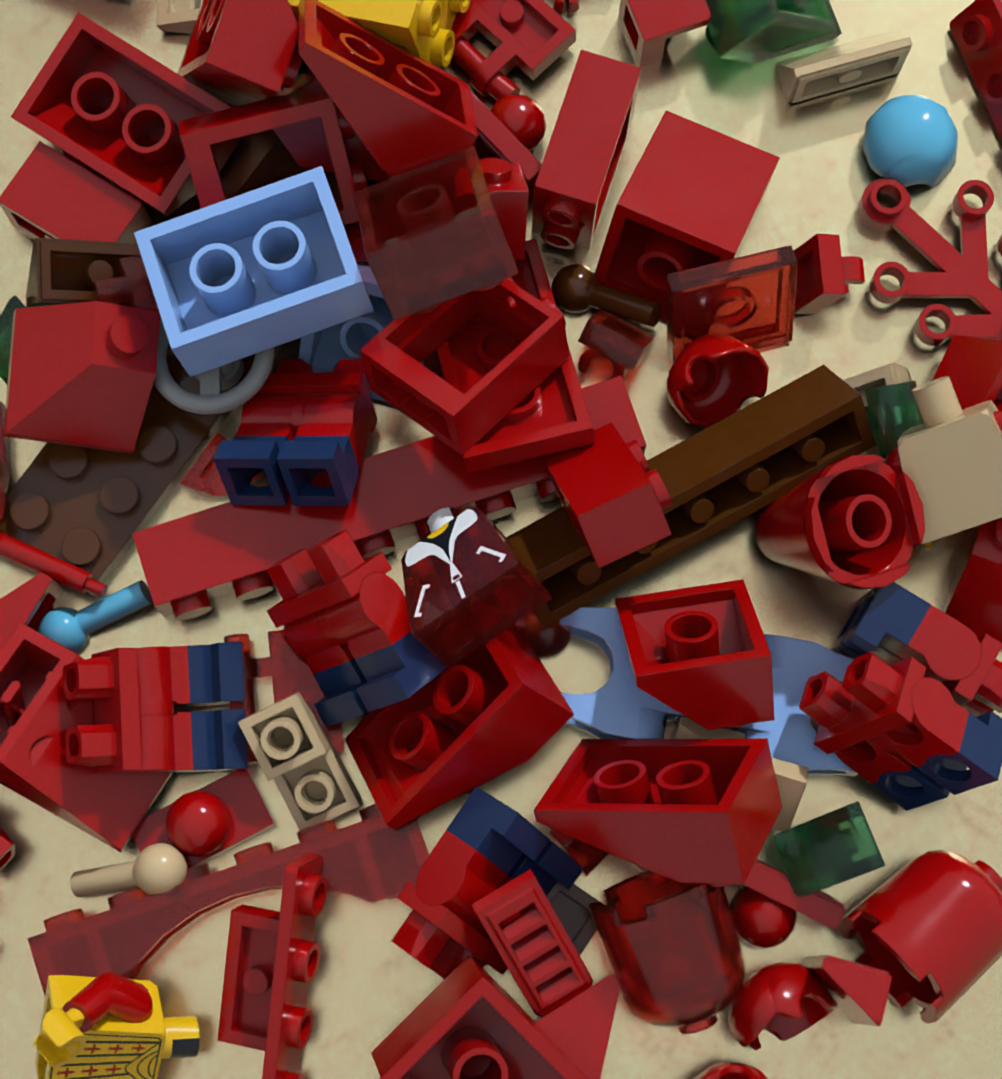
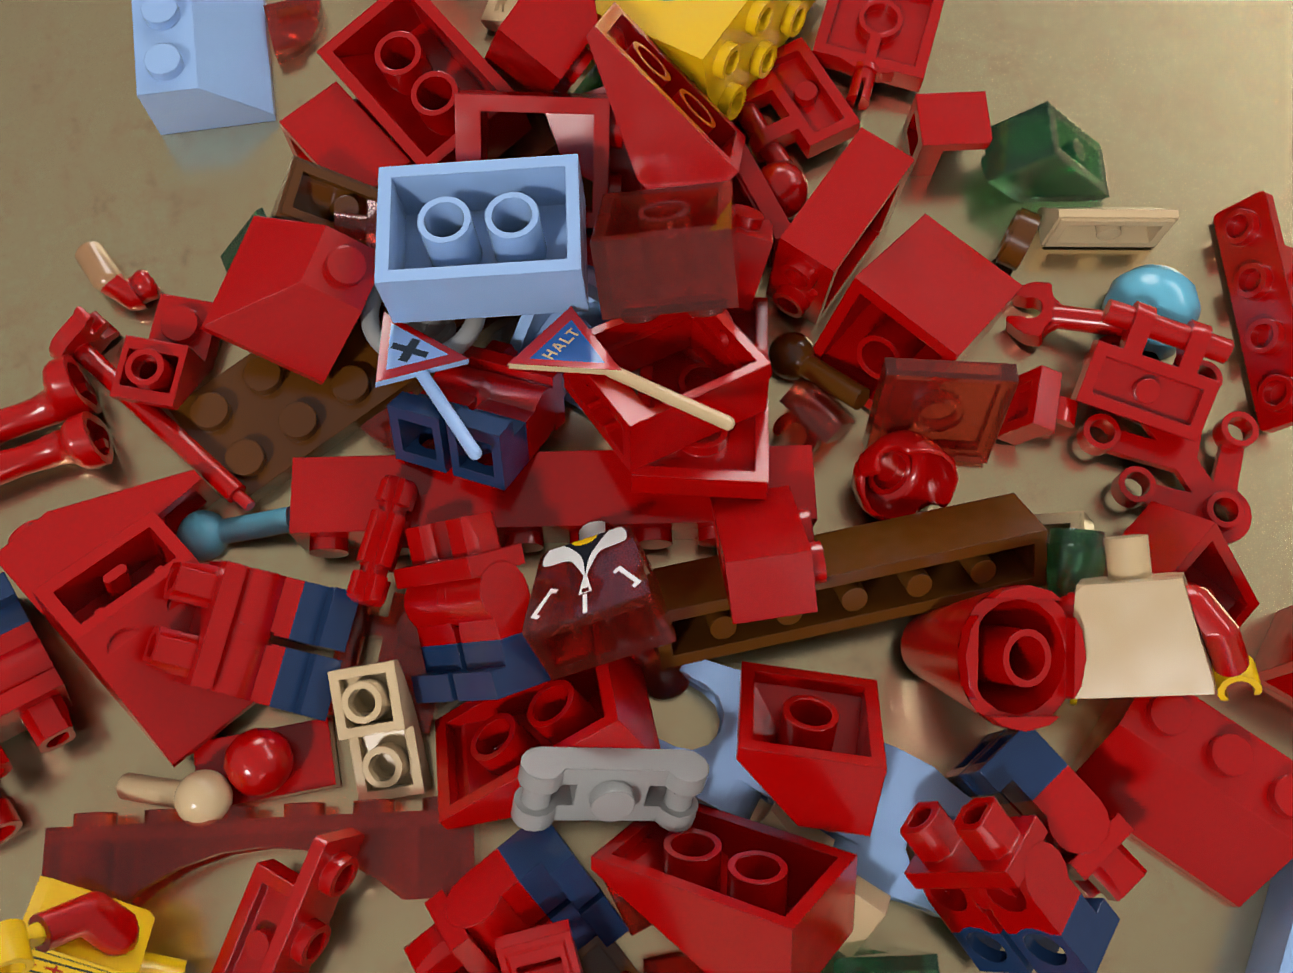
camera: 15 degrees right, 5 degrees down
(221, 402) = (412, 354): none -> piece
(247, 587) = (382, 541): none -> red axle
(373, 355) = (574, 349): none -> piece
(530, 745) = (608, 786): none -> light grey plate
(762, 106) = (1017, 238): none -> reddish brown tile
(822, 175) = (1052, 316): none -> red bar
(922, 227) = (1147, 389): none -> red plate

